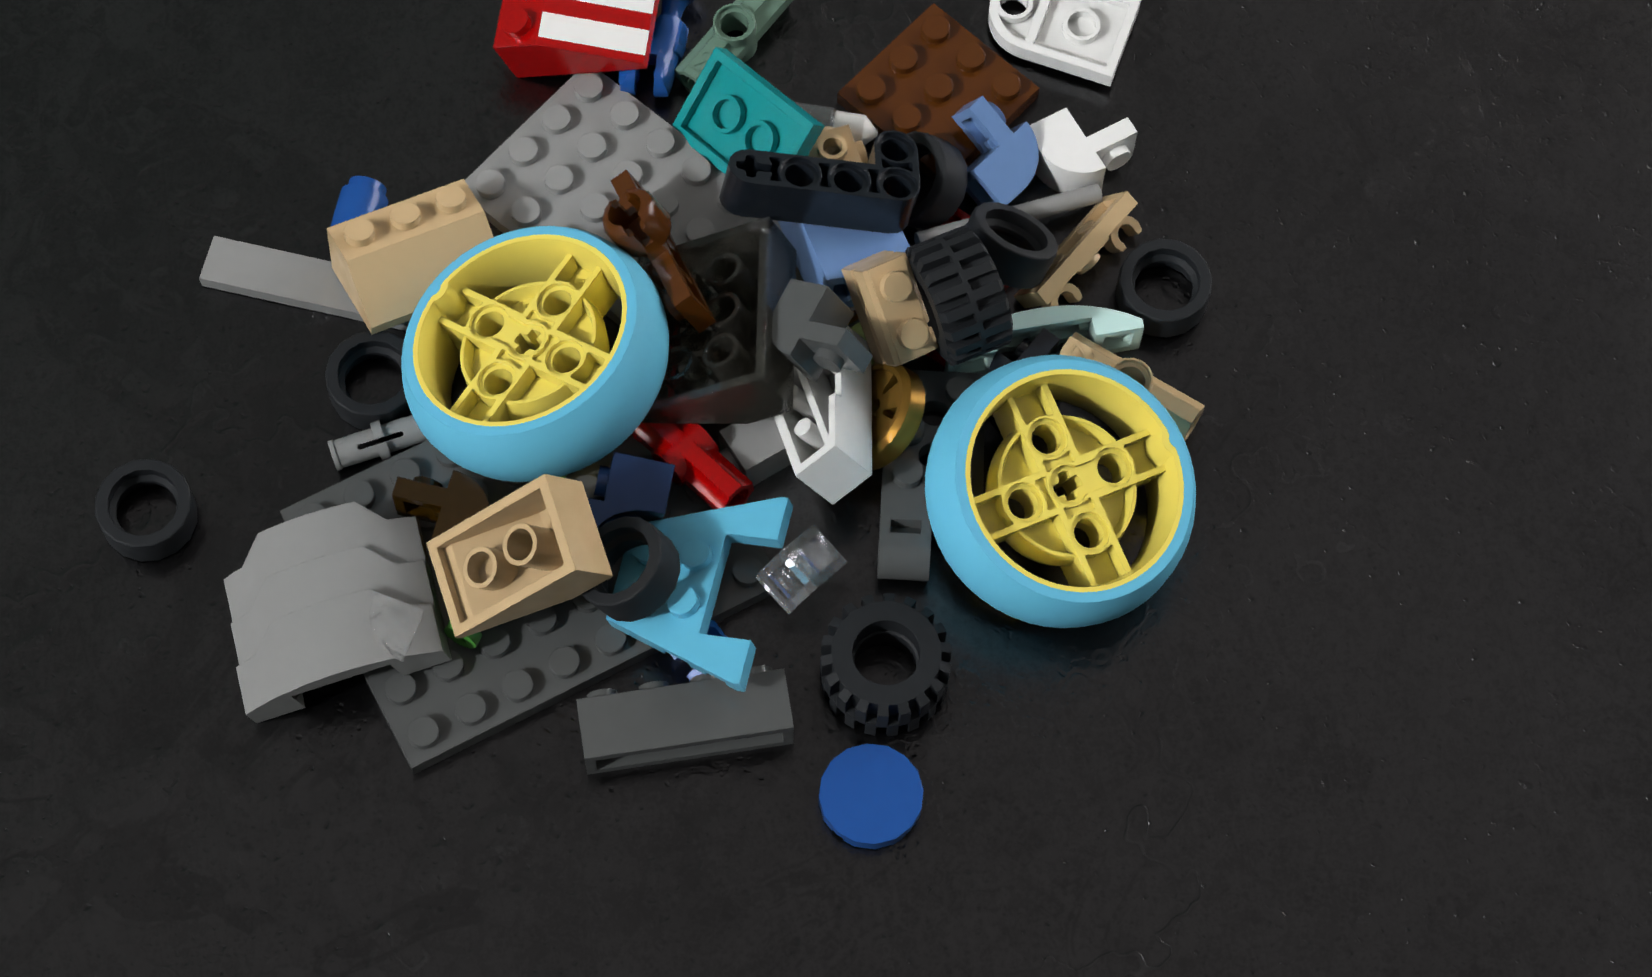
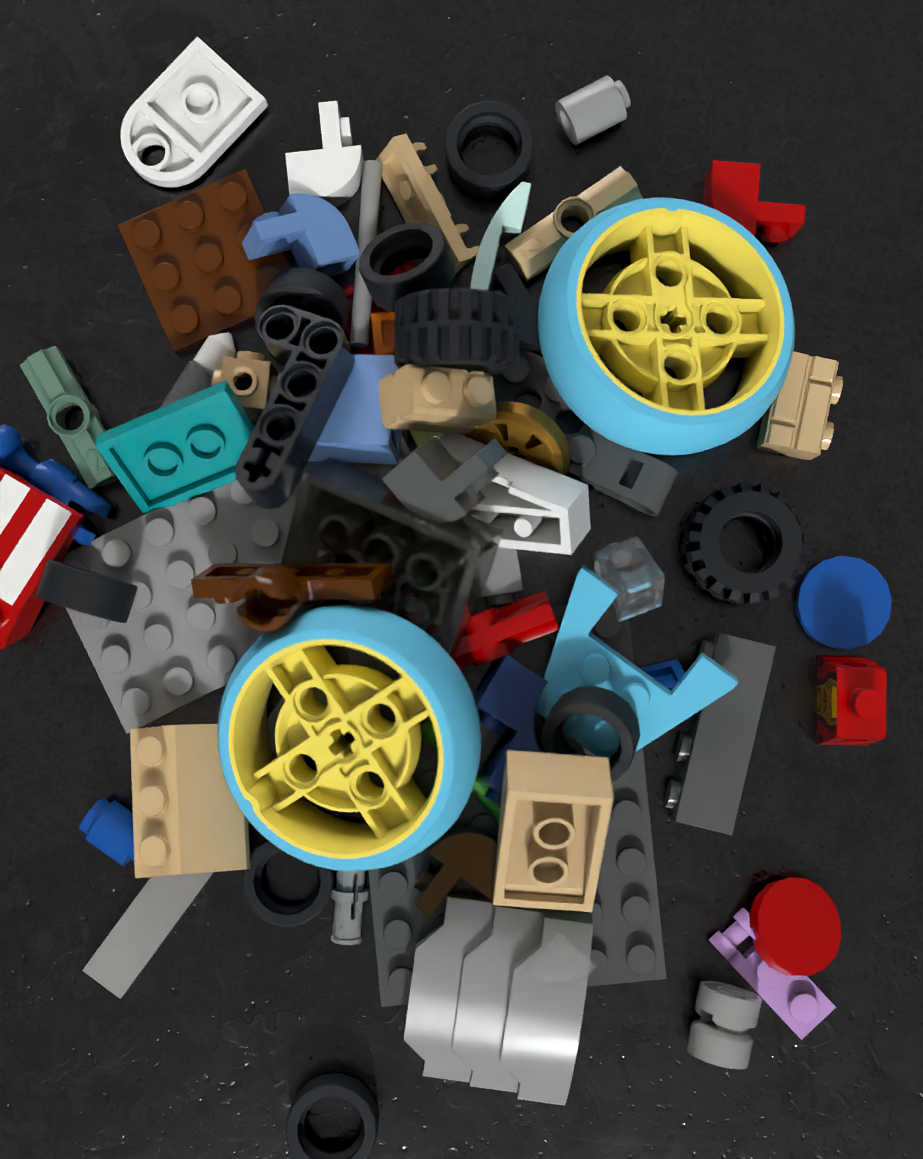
camera: 65 degrees left, 20 degrees up
(387, 835) = (723, 1025): none -> light grey wheel
(456, 876) = (791, 997): none -> lavender plate
(515, 868) = (795, 926): none -> red tile
(577, 91) = (86, 591): none -> black tyre
(767, 829) = (850, 700): none -> red torso
(1050, 668) = (799, 414): none -> tan brick
(1222, 528) = (735, 192): none -> red brick
(1250, 363) = (593, 109): none -> light grey brick

